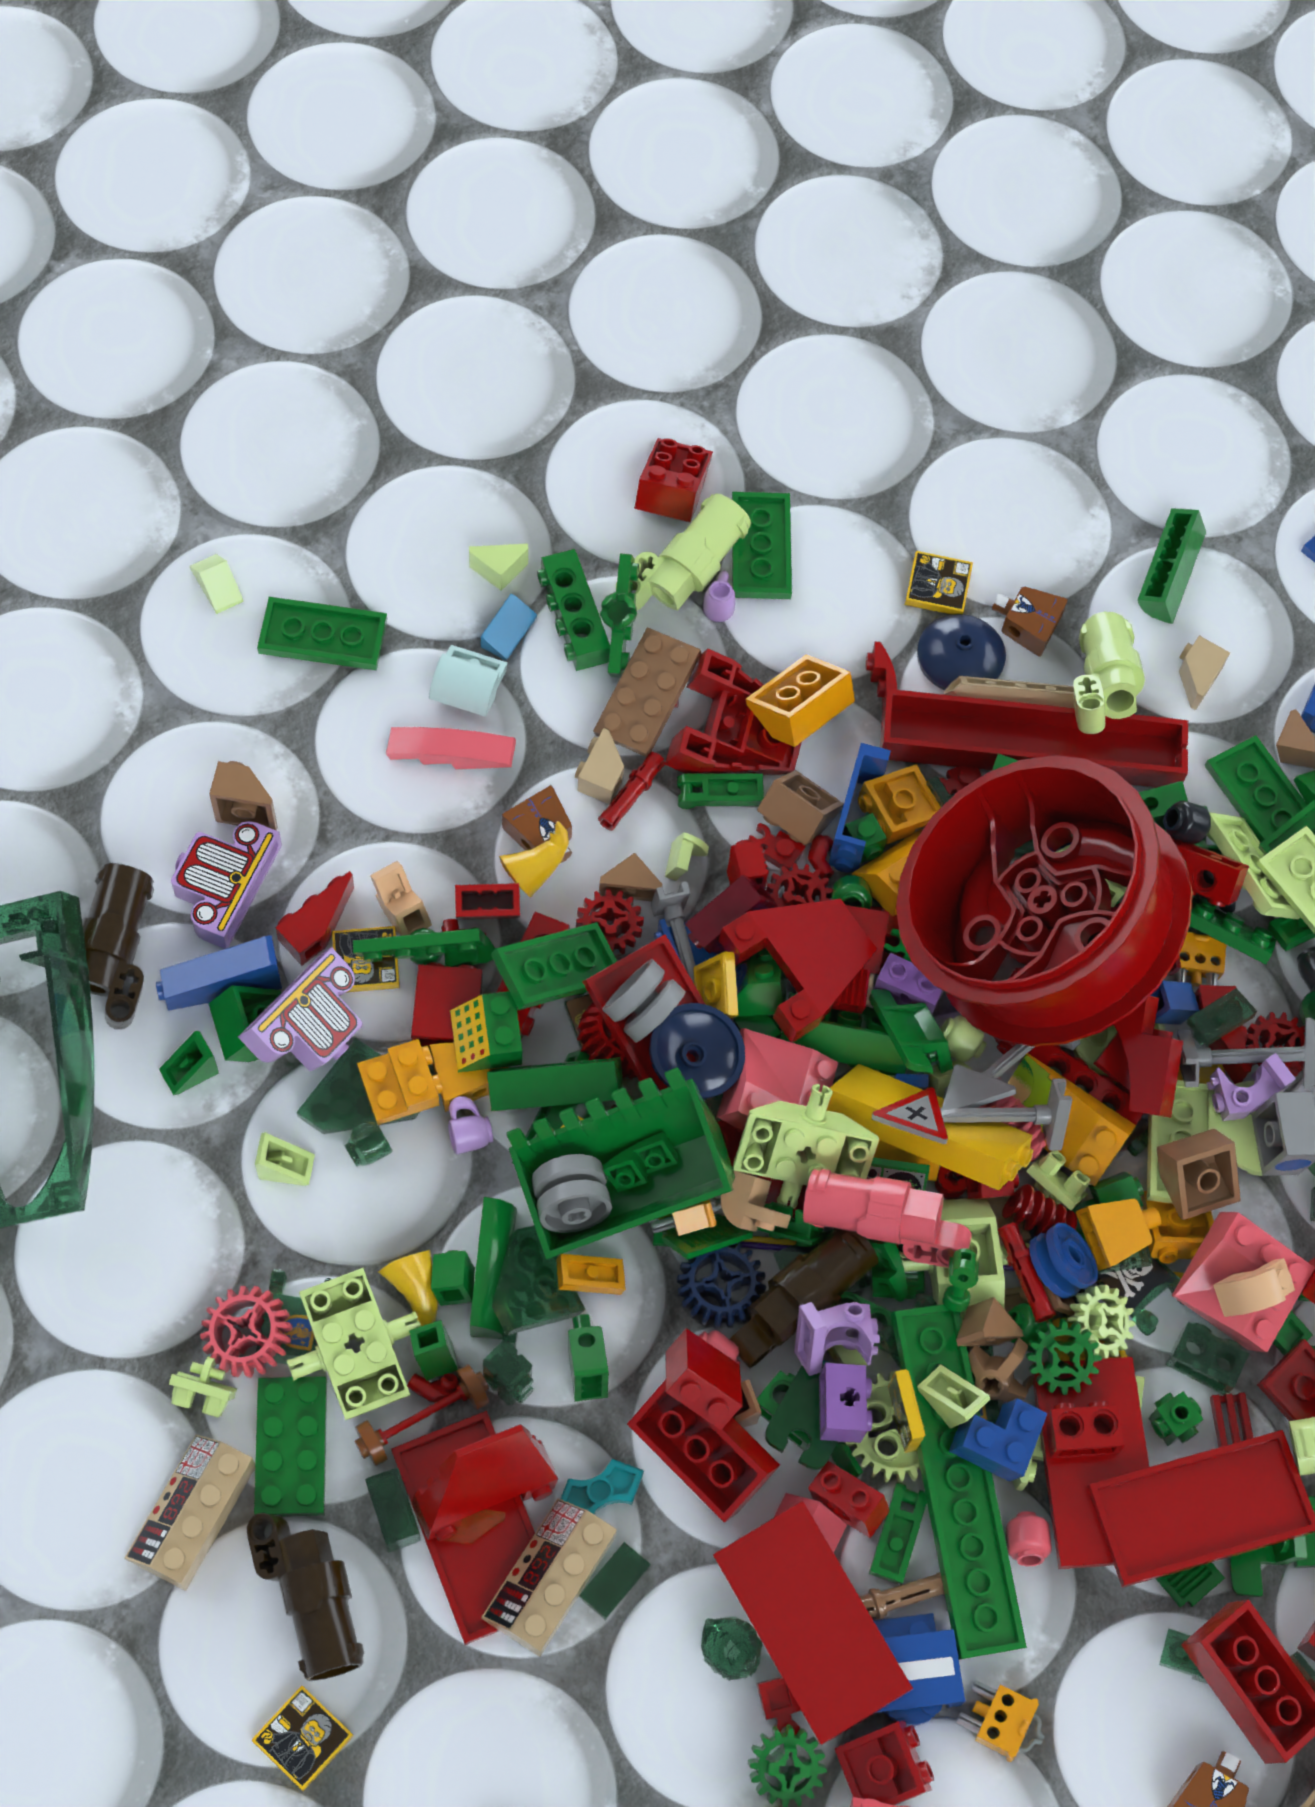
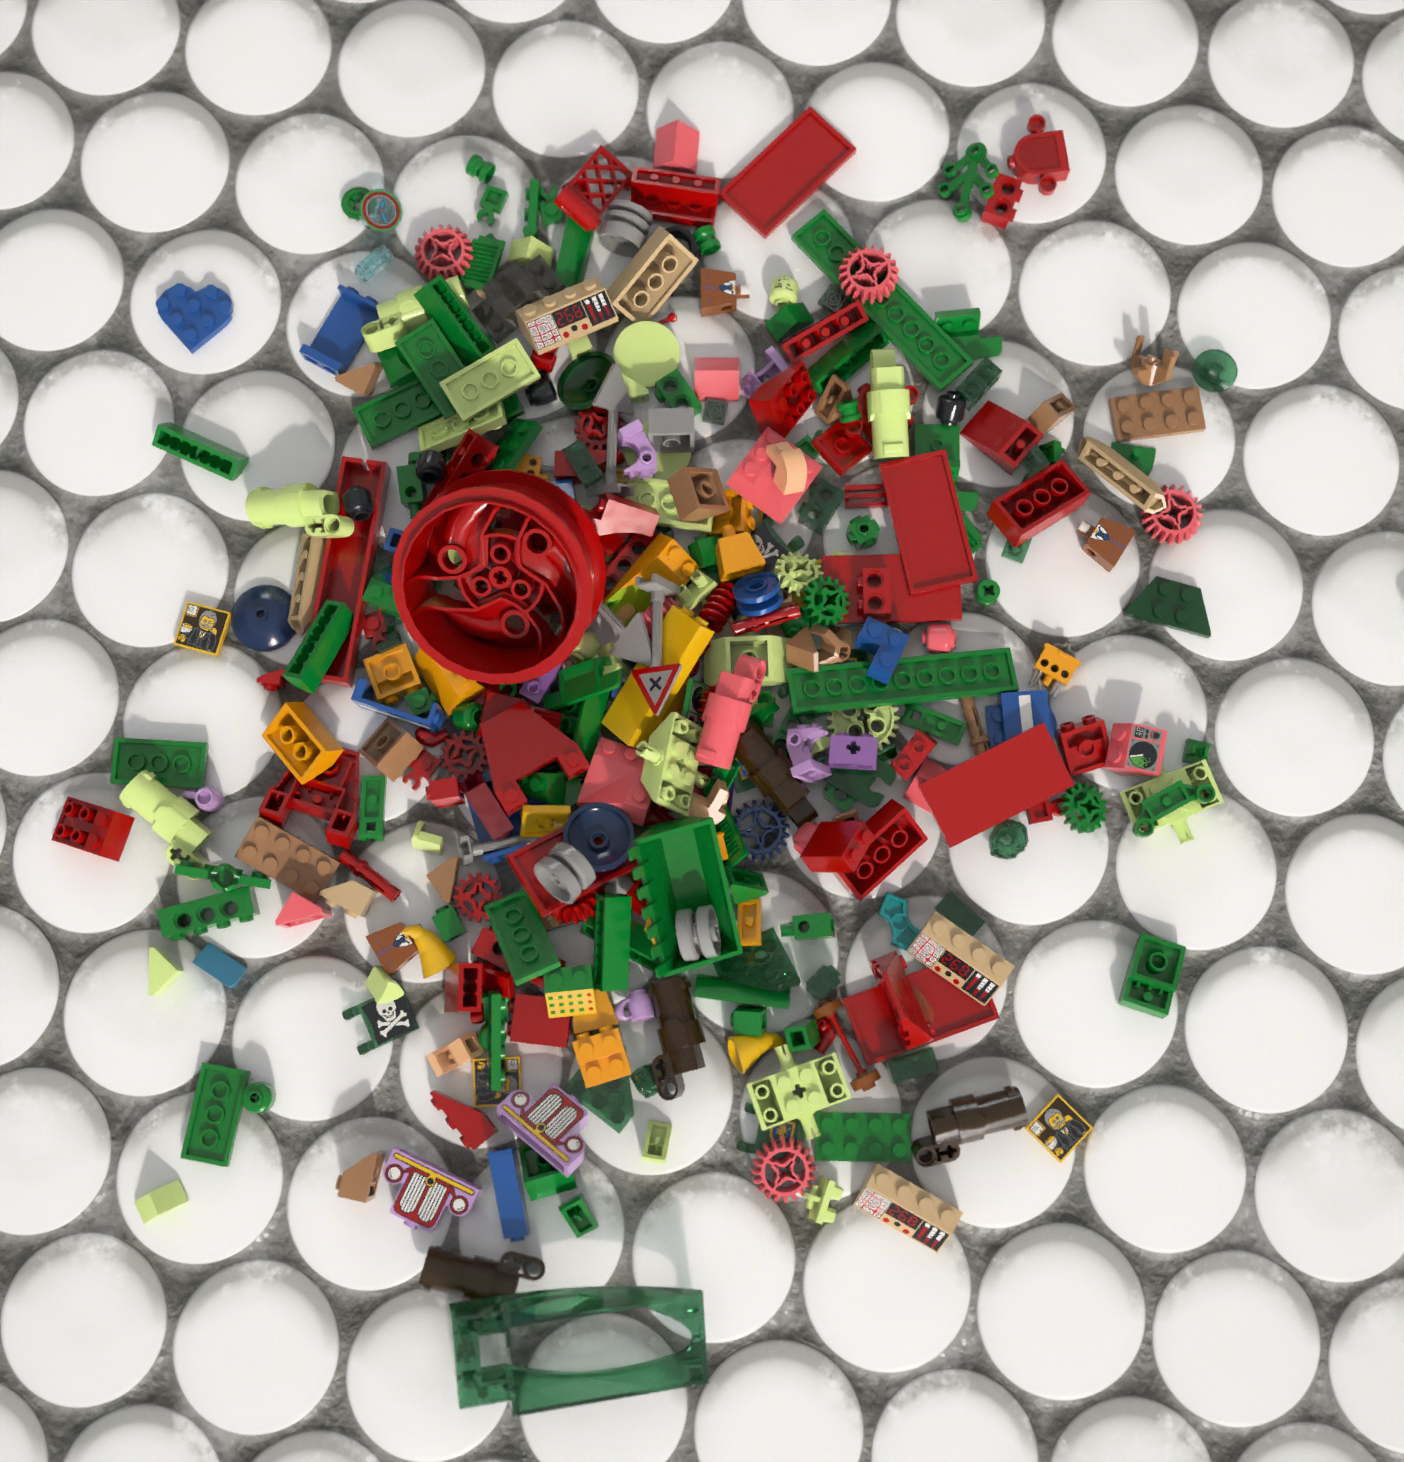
camera: 80 degrees left, 15 degrees up
(343, 677) = (264, 1092): none -> green head
(430, 1181) = (678, 1034): none -> dark brown piece
(447, 821) = (383, 1021): none -> flag
(451, 746) = (324, 1013): coral slope -> none
(467, 680) = (266, 999): light aqua brick -> none
(485, 811) = (382, 986): none -> yellowish green tile
(499, 936) = (497, 980): none -> red slope
(571, 887) = (449, 923): none -> green brick
(581, 706) = (299, 911): none -> coral slope
(635, 1163) = (680, 888): green slope -> none
(644, 1264) = (745, 884): none -> green slope
(906, 1410) = (863, 710): yellow tile -> none
(927, 706) = (319, 646): none -> green brick
(952, 1396) = (854, 677): yellowish green slope -> none
(962, 1275) = (776, 663): green leg -> none
(1030, 617) = (240, 562): dark orange torso -> none
(1102, 1617) = (984, 596): none -> green wheel
(1125, 739) = (358, 503): none -> black head
(1200, 668) = (293, 441): tan slope -> none

